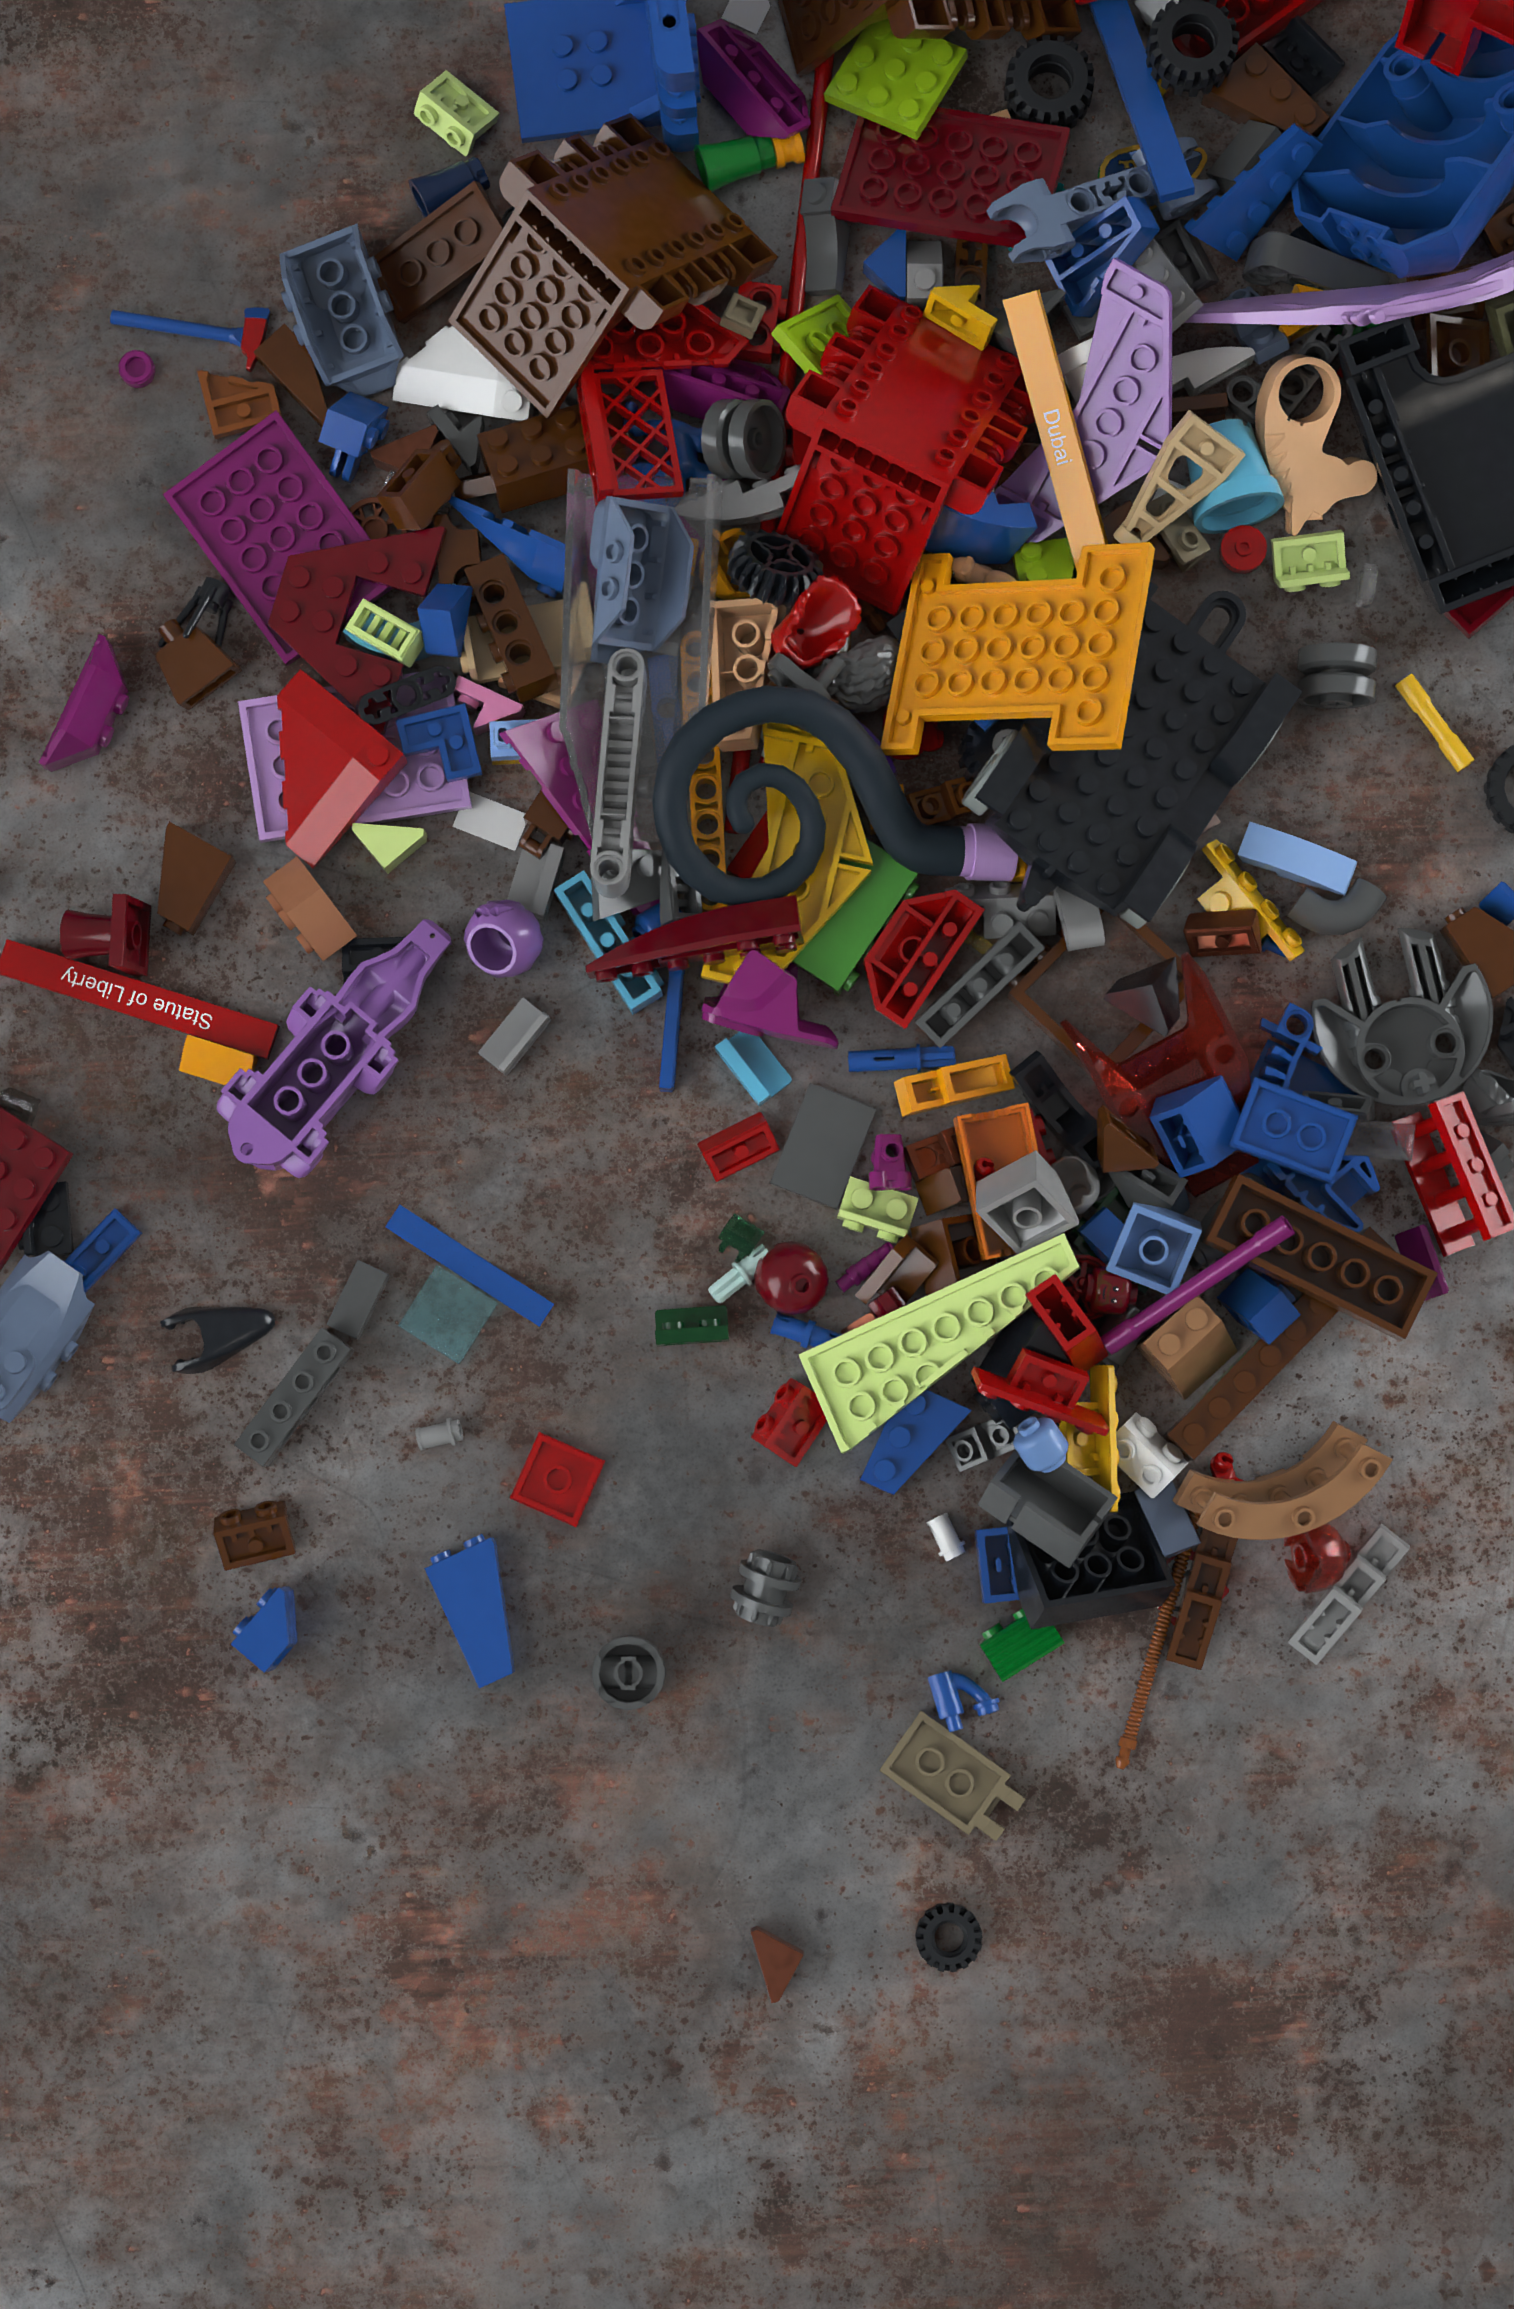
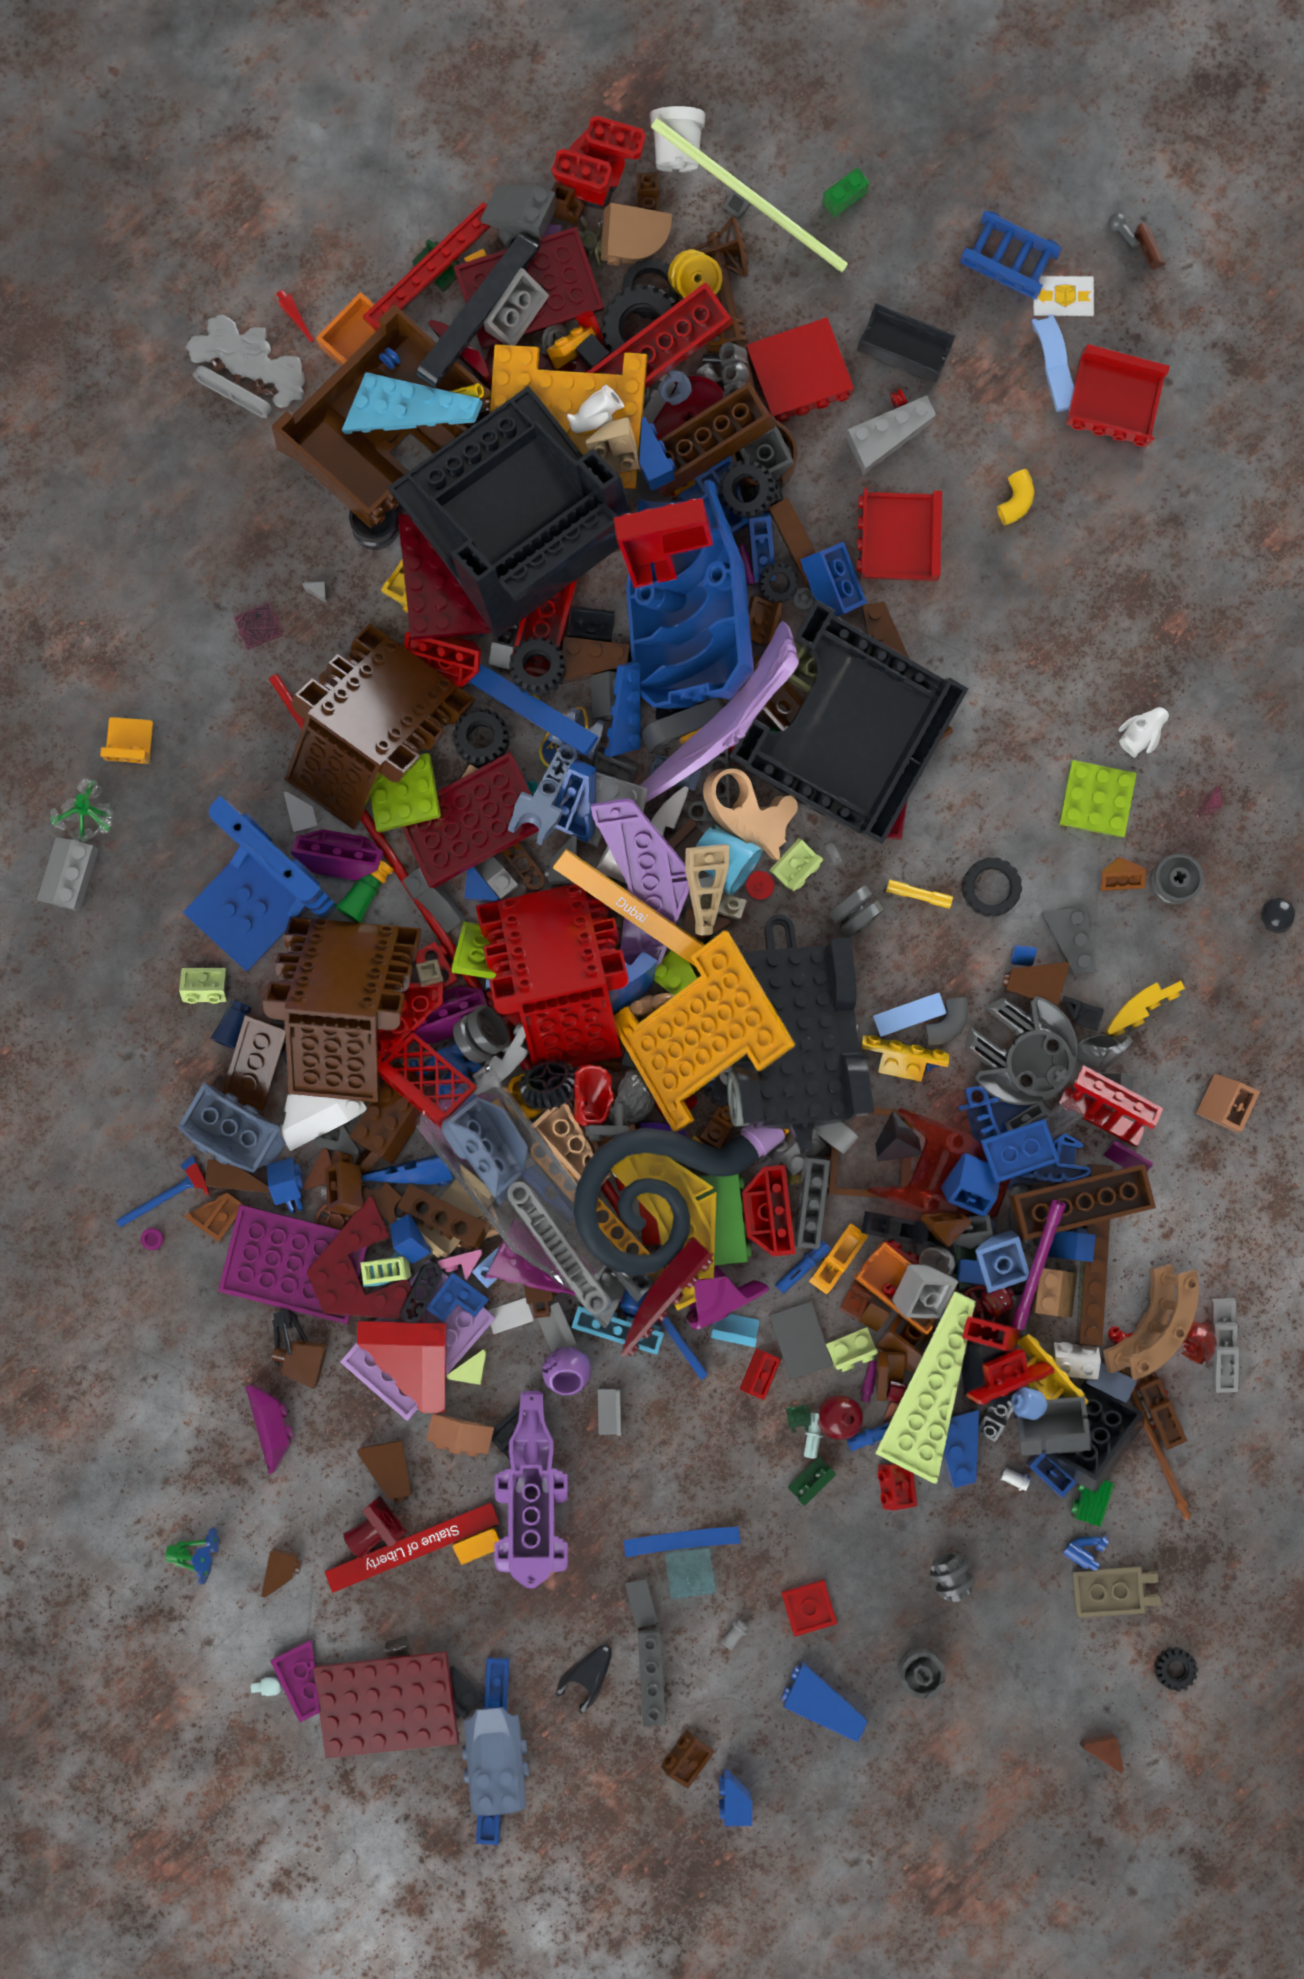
camera: 45 degrees left, 0 degrees up
(889, 1171) = (842, 1328): magenta plate -> none
(956, 312) = (529, 886): yellow slope -> none
(1223, 933) = (905, 1079): copper slope -> none

